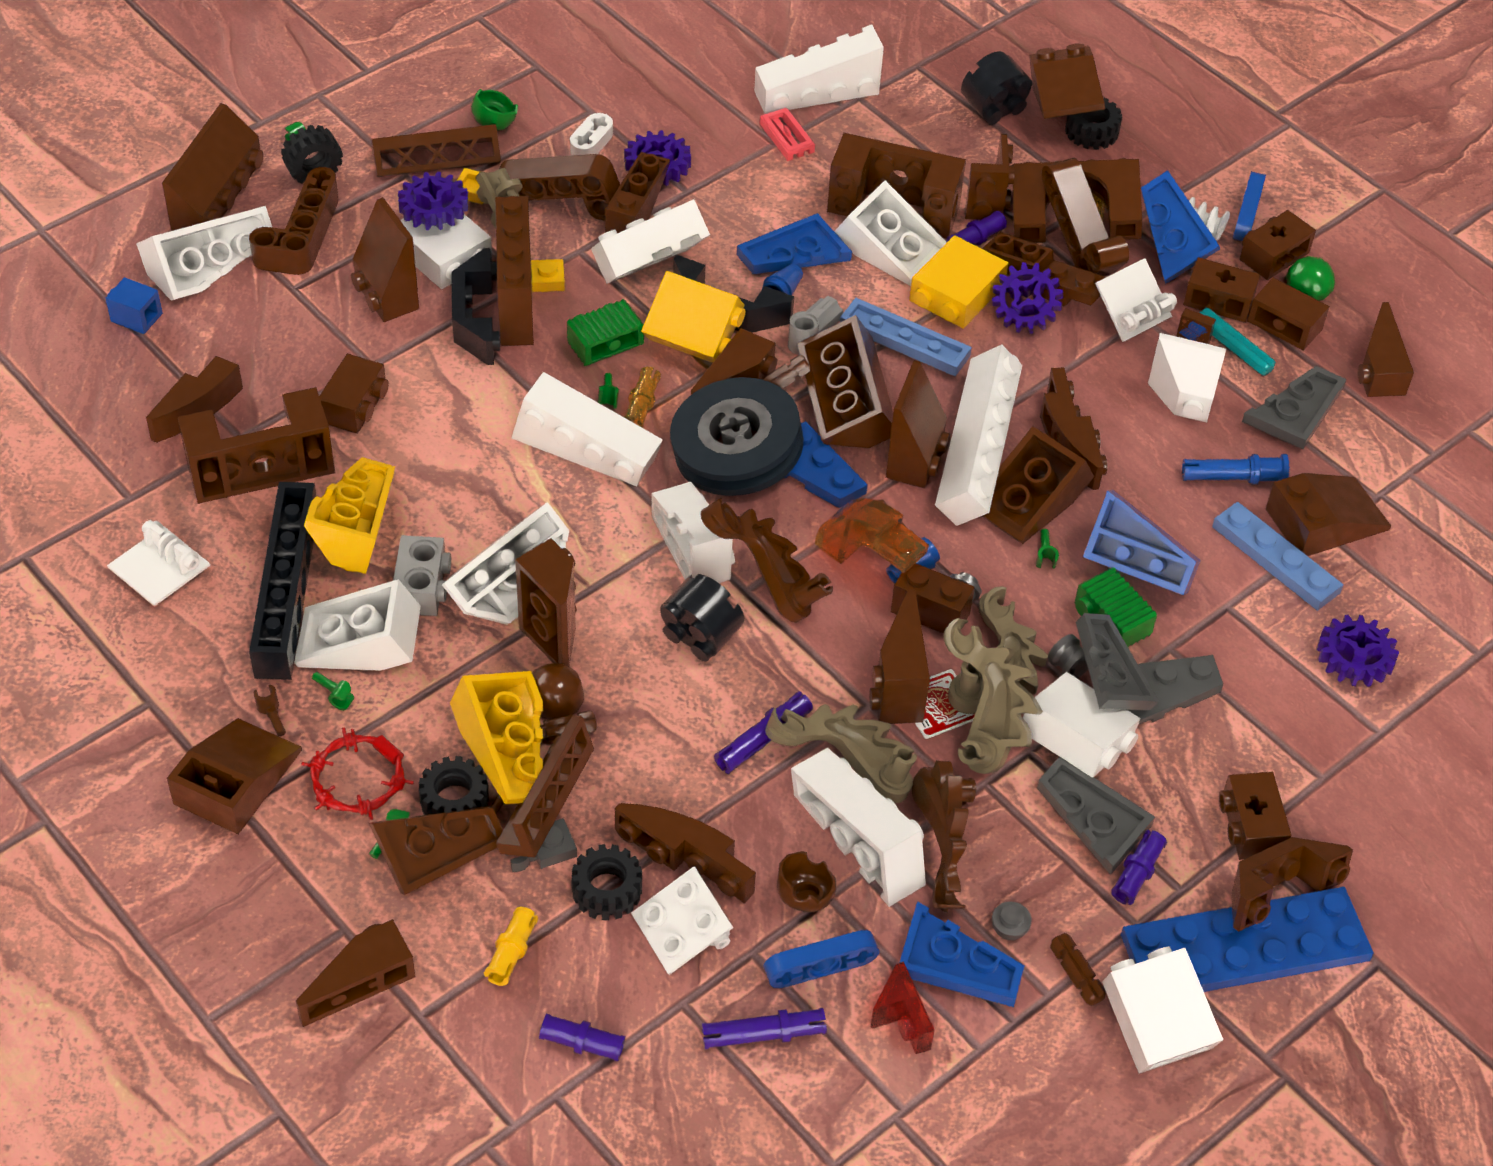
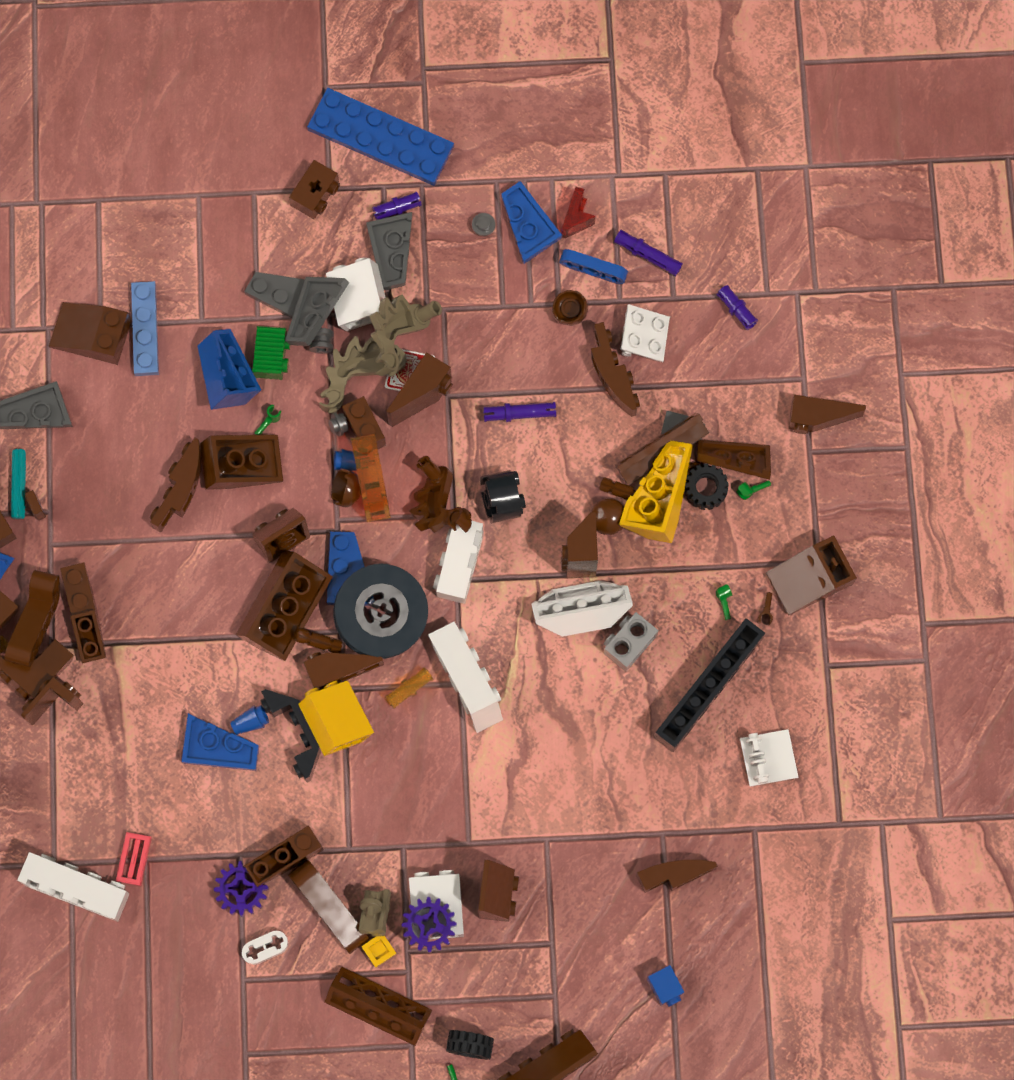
camera: 140 degrees left, 25 degrees up
(198, 255) = (600, 1009): white wedge -> none
(228, 465) = (703, 796): reddish brown plate -> none
(297, 246) = (512, 992): reddish brown beam -> none
(350, 514) = (641, 707): yellow wedge -> none
(353, 392) = (578, 810): reddish brown brick -> none
(360, 630) = (689, 625): white slope -> none
(363, 807) = (723, 537): red piece -> none
(471, 333) = (432, 859): black slope -> none
(492, 108) = (314, 1013): green hair -> none
(511, 946) = (737, 379): yellow pin -> none
(514, 271) = (403, 850): reddish brown arch -> none
(547, 275) = (387, 836): yellow plate -> none
(604, 332) = (391, 755): green brick -> none
(607, 862) = (665, 366): black tyre -> none
(608, 393) = (423, 709): green hand -> none
(649, 241) = (311, 802): white wedge -> none
(816, 319) = (257, 672): light grey piece -> none
(859, 741) = (476, 367): dark tan animal -> none
(862, 823) = (516, 321): white wedge -> none
(890, 234) = (151, 710): white slope -> none
(910, 337) = (213, 625): medium blue plate -> none
(931, 179) = (97, 712): reddish brown plate -> none
(940, 800) = (470, 299): reddish brown animal -> none
(957, 281) = (144, 643): yellow brick -> none
(978, 231) = (93, 678): dark purple pin -> none
(979, 436) = (239, 513): white brick -> none
(1034, 286) = (117, 595): dark purple gear -> none
(1078, 969) = (473, 179): reddish brown axle -> none
(1135, 299) = (53, 548): white hinge -> none
(1161, 1008) = (459, 124): white brick -> none
(1186, 375) = (85, 463): white slope -> none
(1251, 469) = (104, 386): blue pin -> none
(1312, 861) = (369, 141): reddish brown slope -> none
(1357, 650) = (172, 230): dark purple gear -> none

